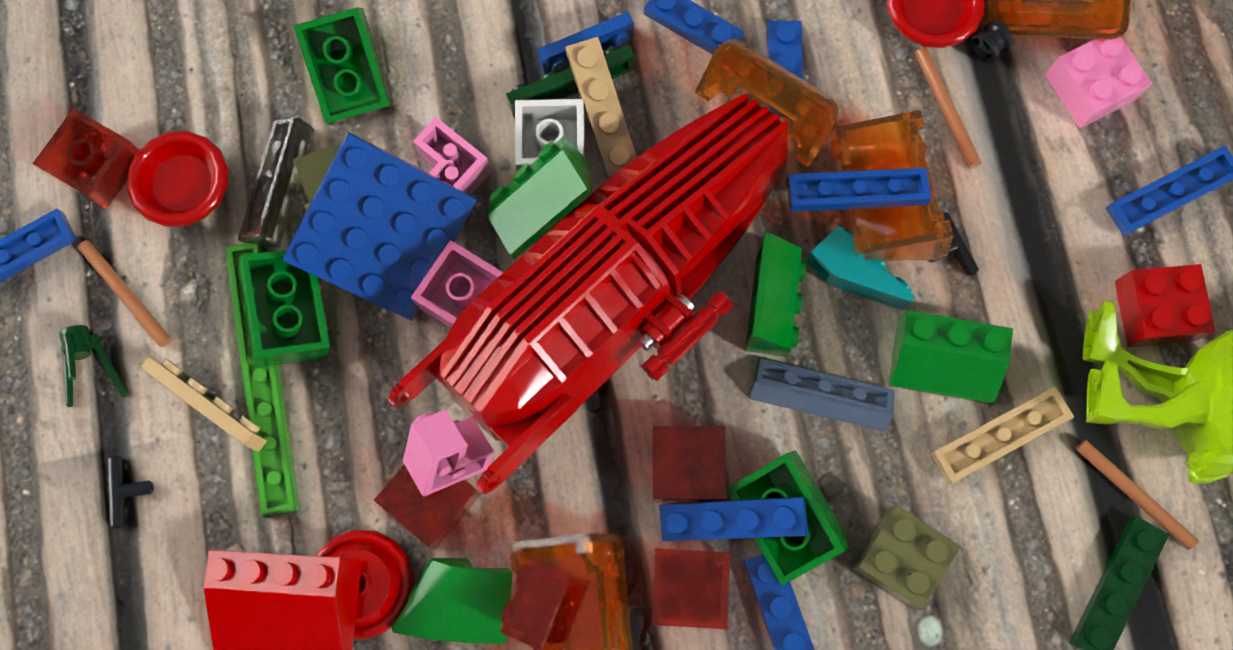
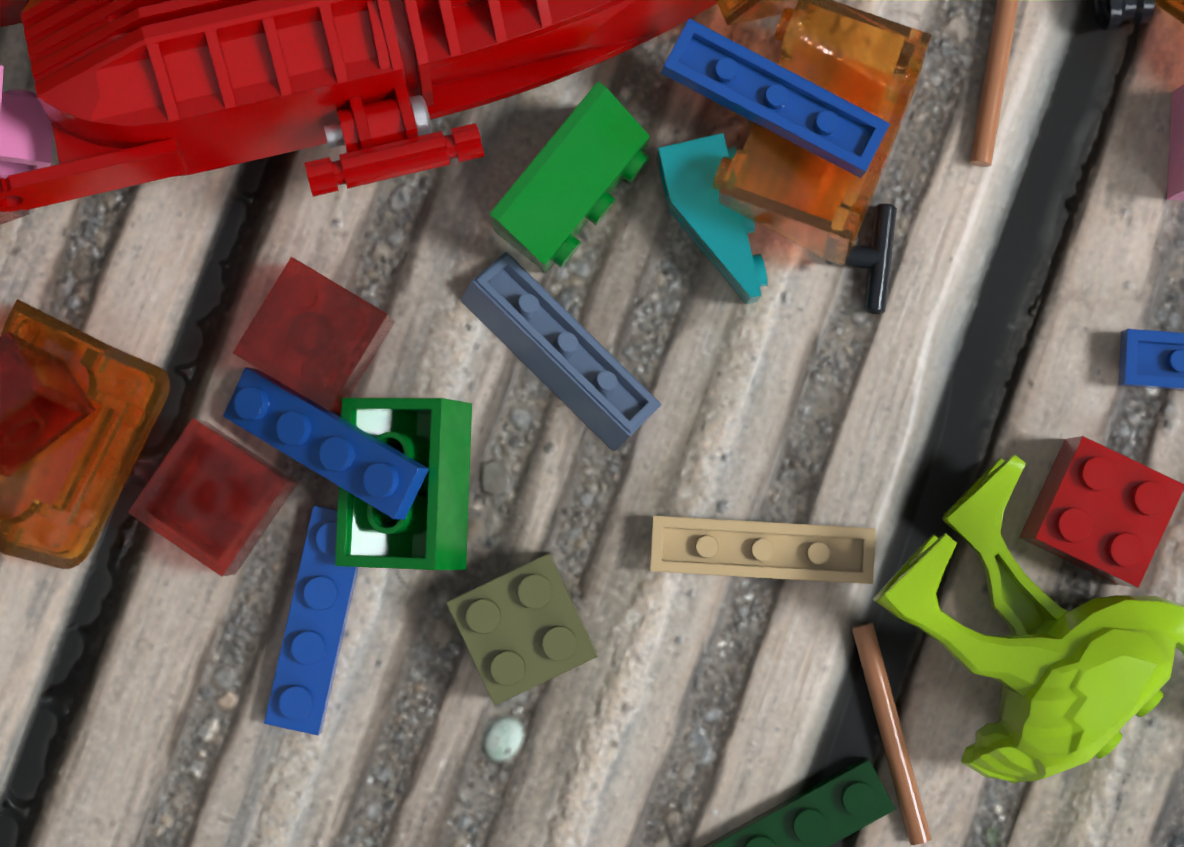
camera: 30 degrees right, 10 degrees up
(950, 356) = (760, 404): green slope -> none

